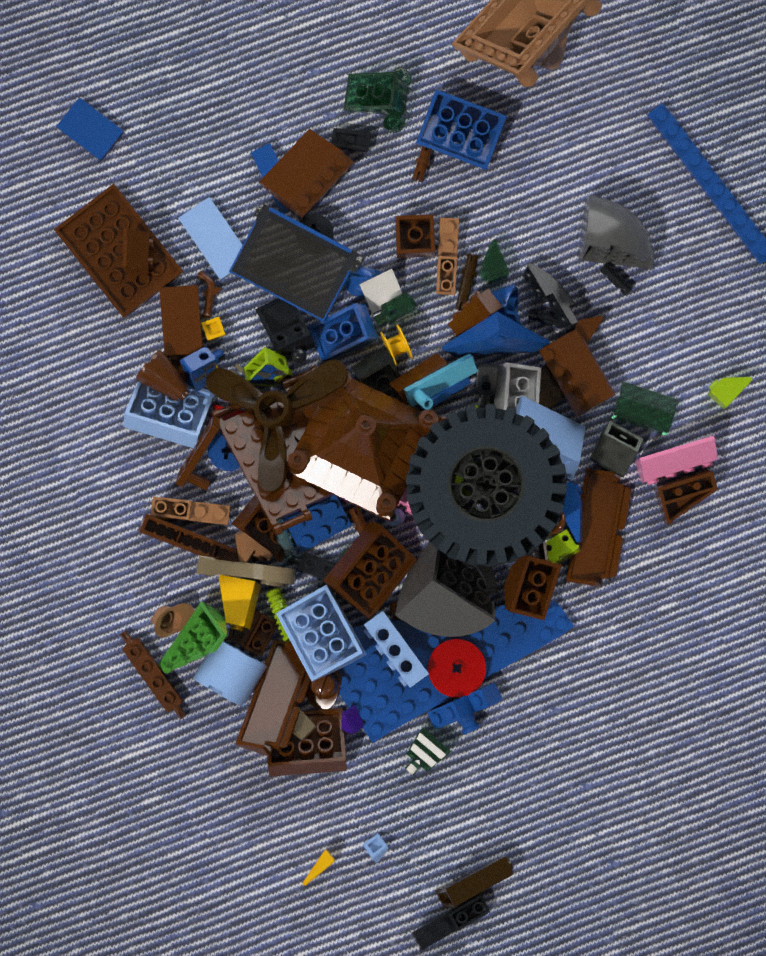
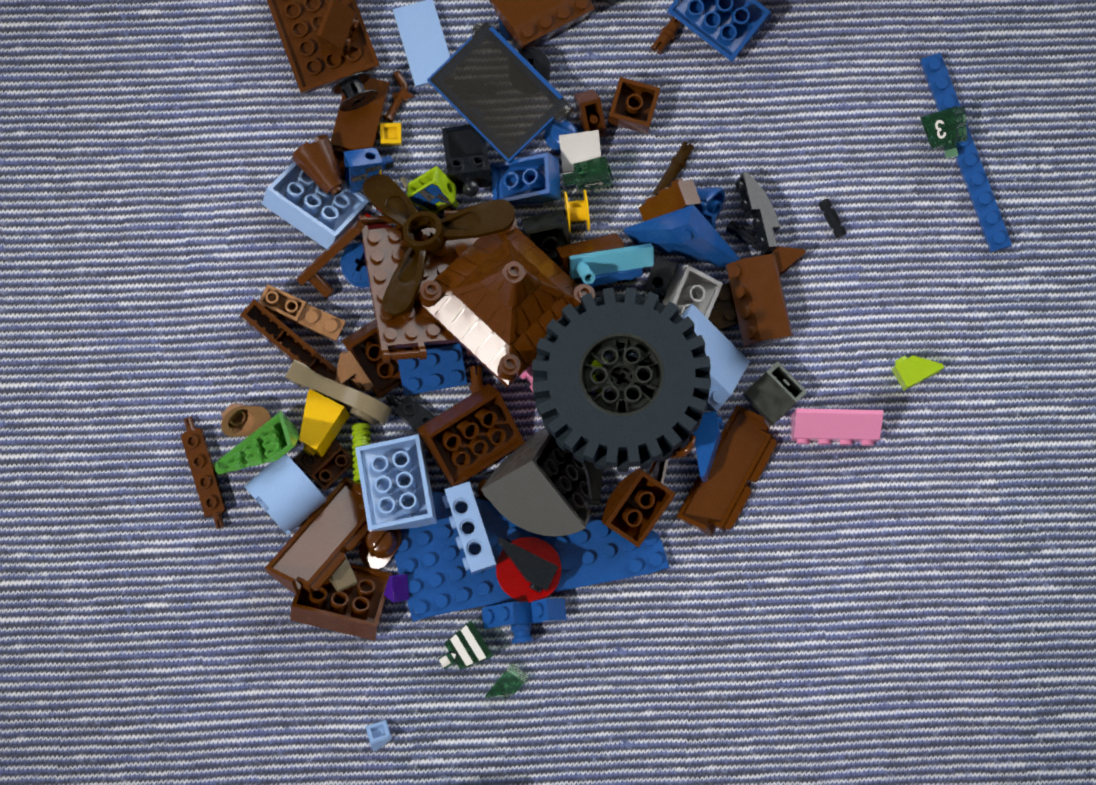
camera: 15 degrees right, 5 degrees down
(171, 304) = (354, 91): none -> black piece
(286, 543) = (391, 378): clear light blue pin -> none
(322, 864) = (314, 732): yellow slope -> none
(379, 254) = (590, 112): none -> reddish brown slope
(399, 519) = (520, 394): light blue piece -> none
(447, 256) = (661, 137): medium nougat slope -> none
(460, 667) = (533, 569): none -> black slope
(470, 769) = (508, 683): none -> clear green slope
(493, 265) = (707, 162): clear green slope -> none
(561, 549) = (681, 480): lime piece -> none
(614, 235) = (845, 172): dark grey brick -> none
(644, 408) = (818, 362): clear green slope -> none
(684, 493) = (828, 465): reddish brown wedge -> none
(689, 171) = (946, 129): none -> clear green torso

